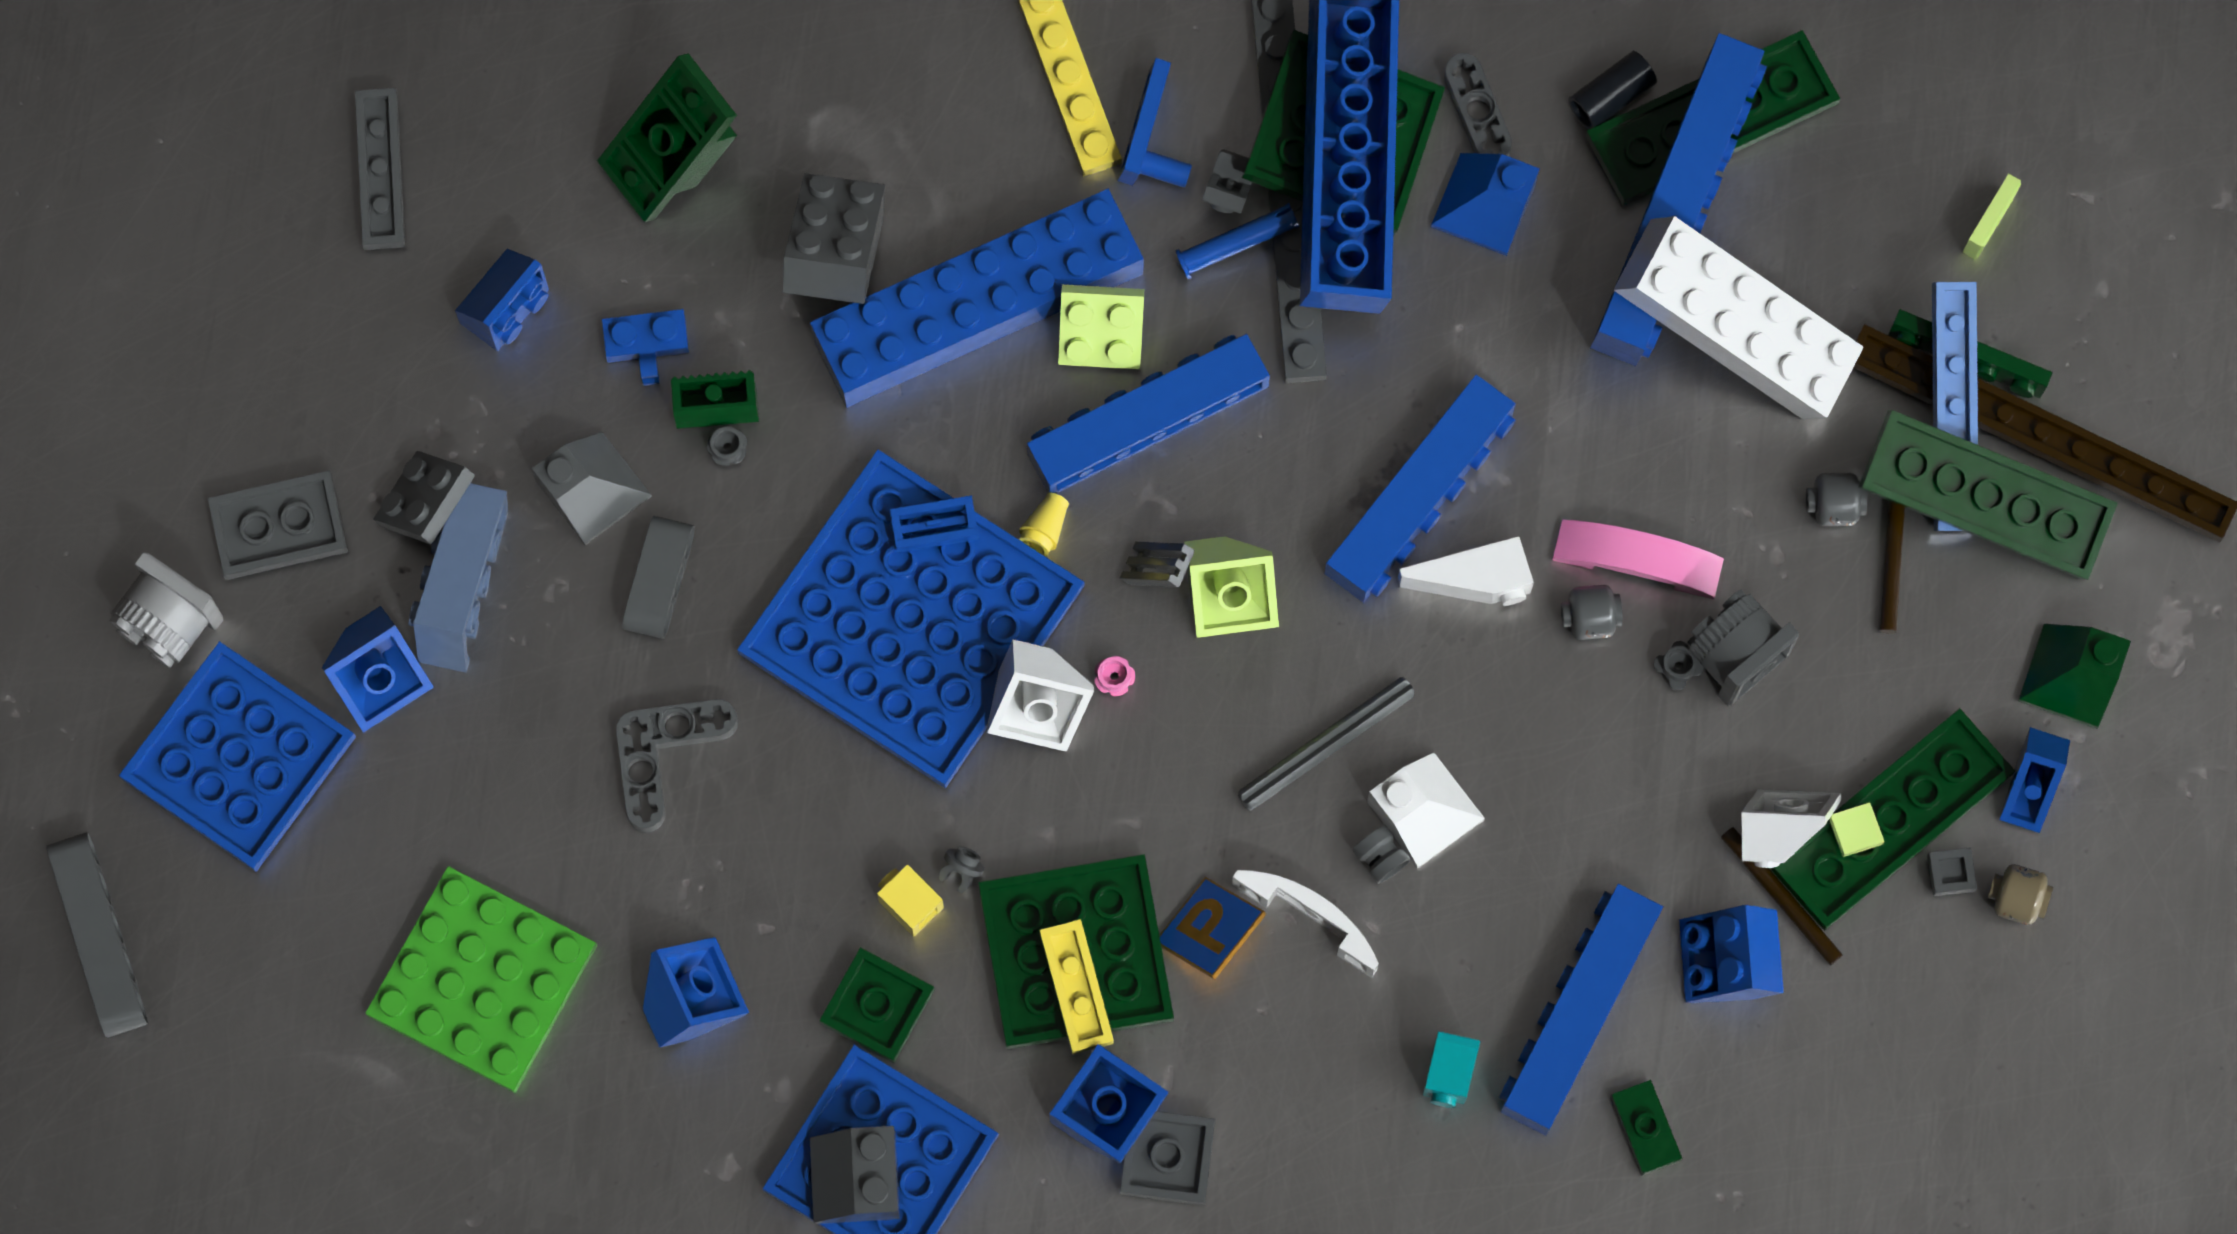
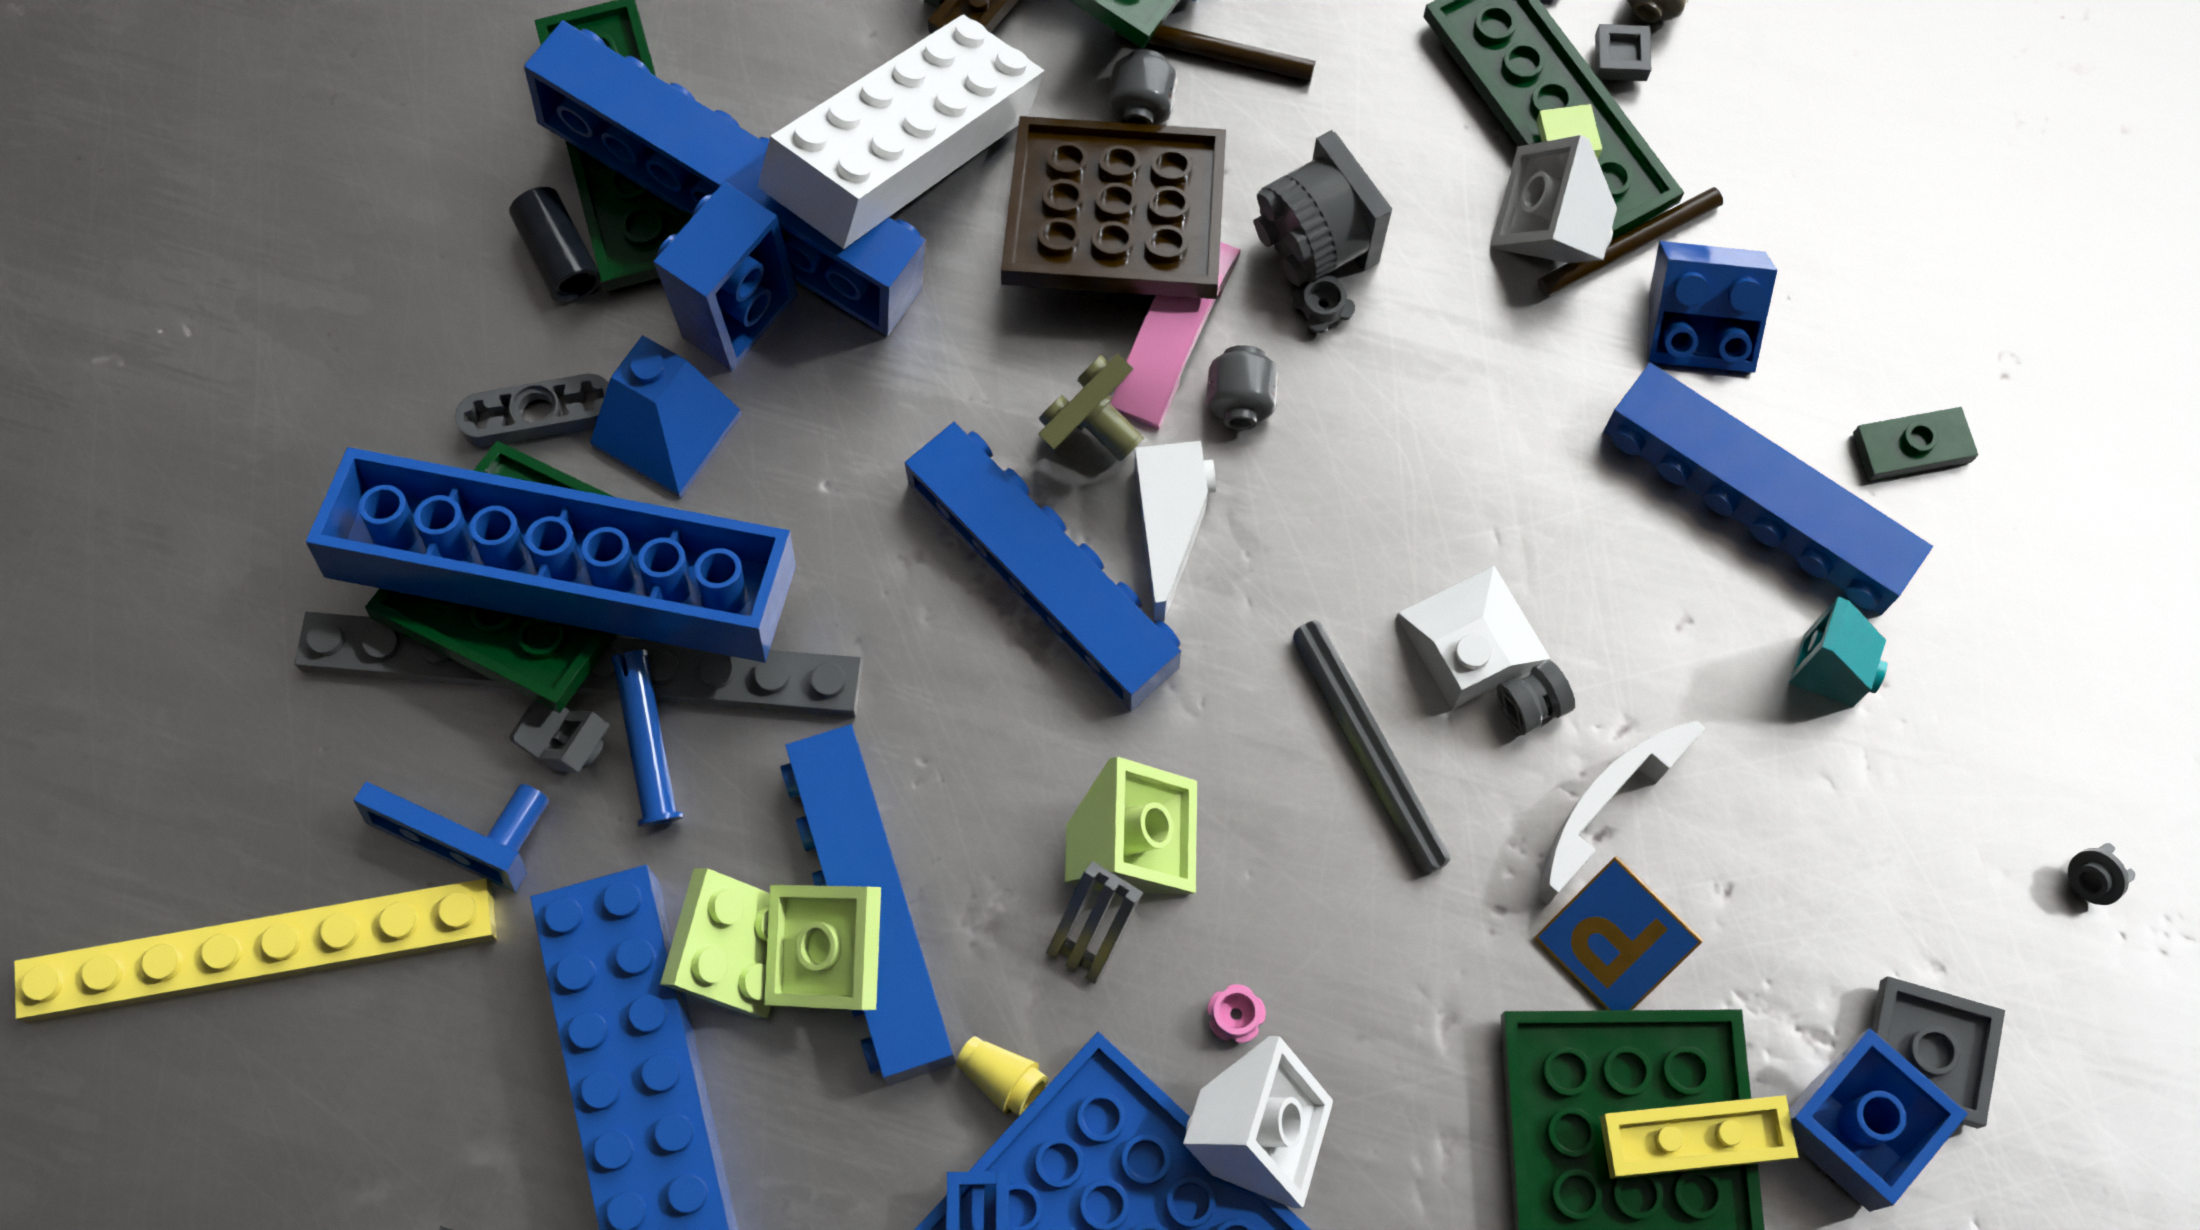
camera: 80 degrees left, 5 degrees down
(1106, 385) = (823, 946): none -> yellowish green plate
(1539, 500) = (1093, 410): none -> olive plate
(1593, 216) = (726, 274): none -> blue brick
(1722, 492) = (1115, 208): none -> dark brown plate

